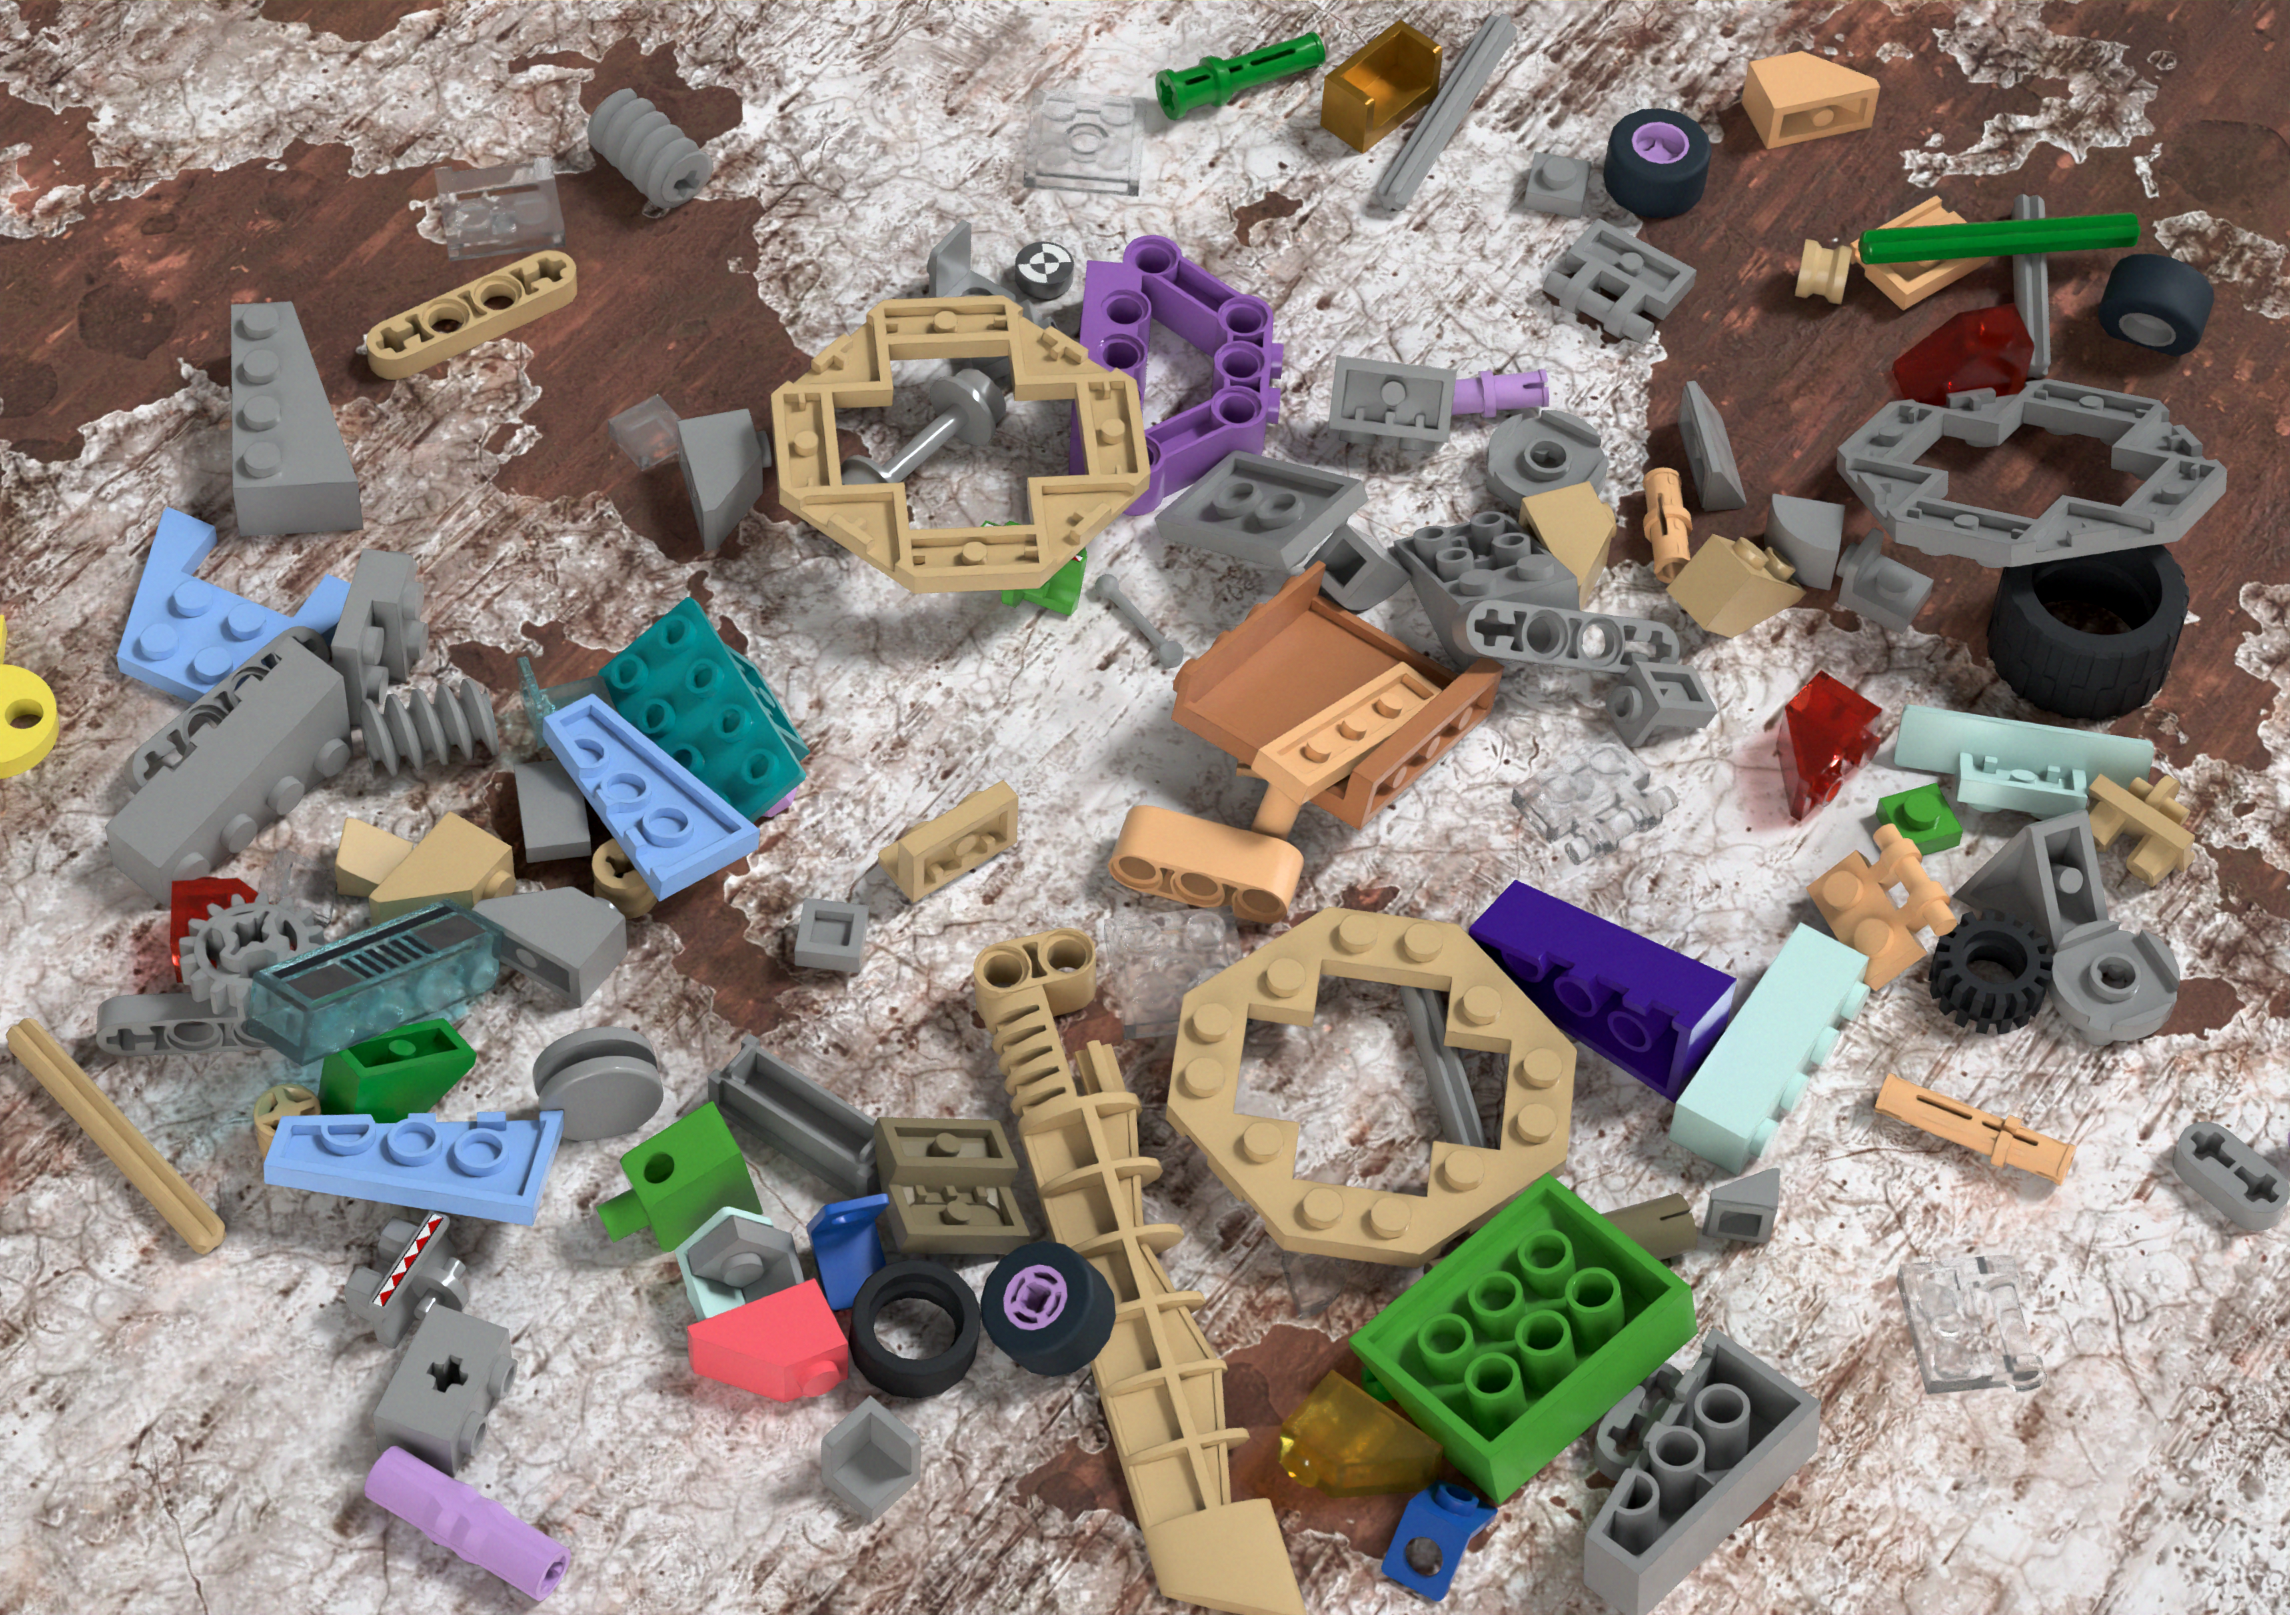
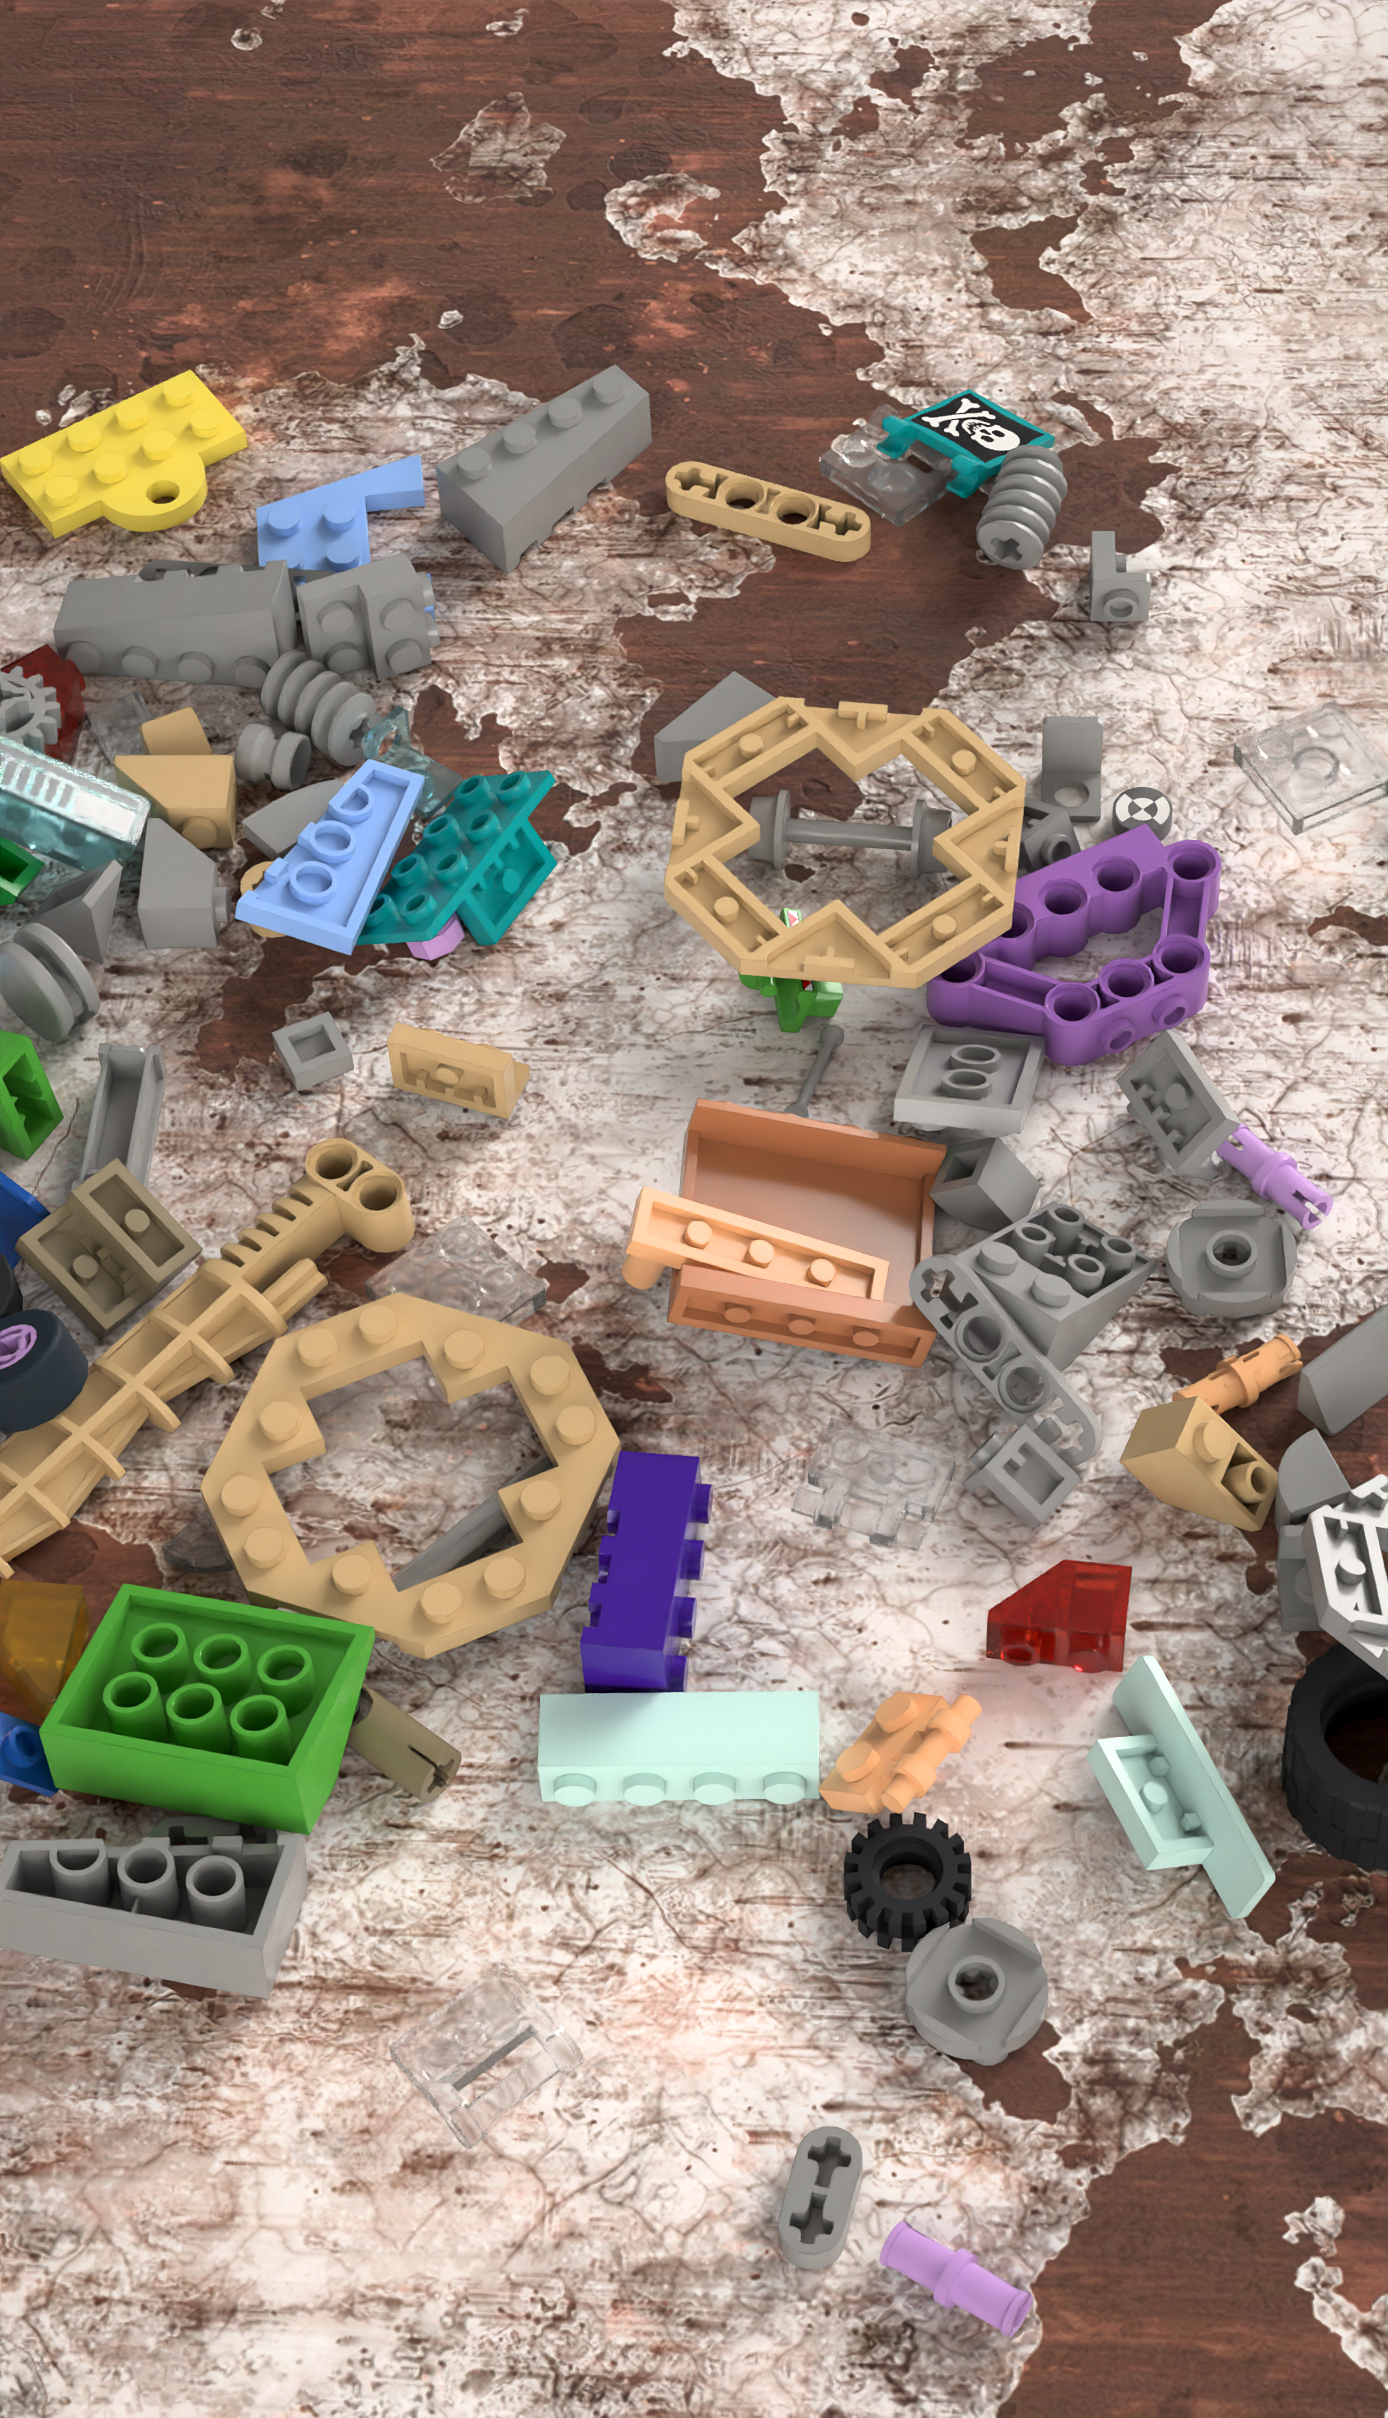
camera: 65 degrees right, 0 degrees up
(460, 789) = (274, 757): none -> light grey wheel
(516, 1019) = (83, 910): none -> light grey slope
(526, 135) = (969, 432): none -> flag
(646, 432) = (752, 664): clear tile -> none
(778, 148) = (1112, 590): none -> light grey bracket
(1206, 863) = (573, 1249): light nougat beam -> none
(1573, 529) = (1139, 1321): tan slope -> none
(1744, 1208) = (489, 1814): light grey slope -> none
(1923, 817) = (1051, 1746): bright green plate -> none
(1976, 1129) = (719, 2023): light nougat pin -> none
(2044, 878) = (1049, 1876): light grey slope -> none
(2147, 817) = (1192, 1924): tan hips -> none

